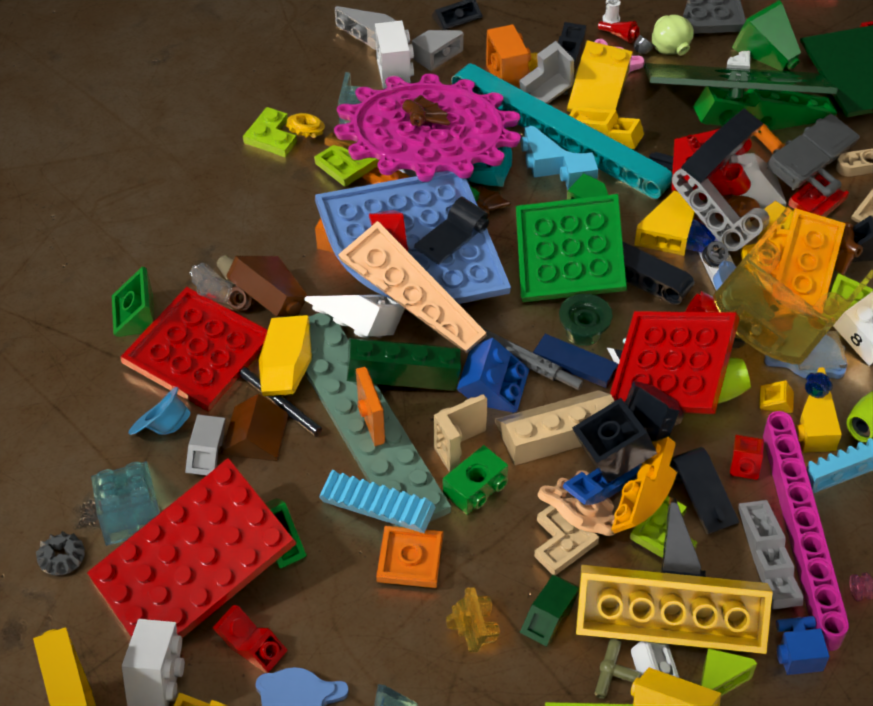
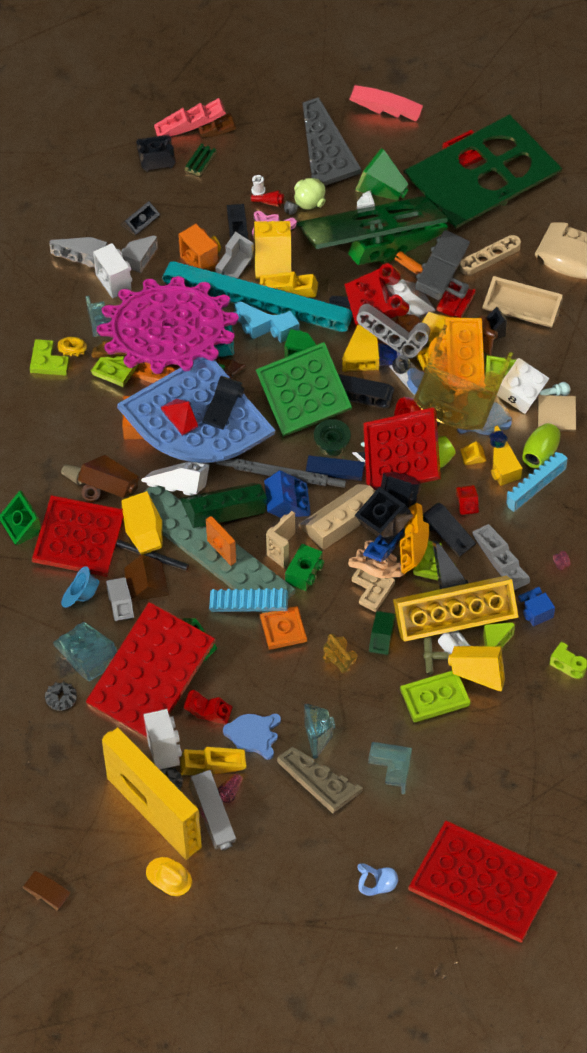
camera: 20 degrees left, 5 degrees up
(210, 284) = (66, 488): clear piece -> none
(396, 273) = (202, 446): light nougat wing -> none
(424, 111) = (162, 315): reddish brown arm -> none
(722, 146) = (383, 285): black slope -> none
(787, 461) = (484, 482): dark pink beam -> none

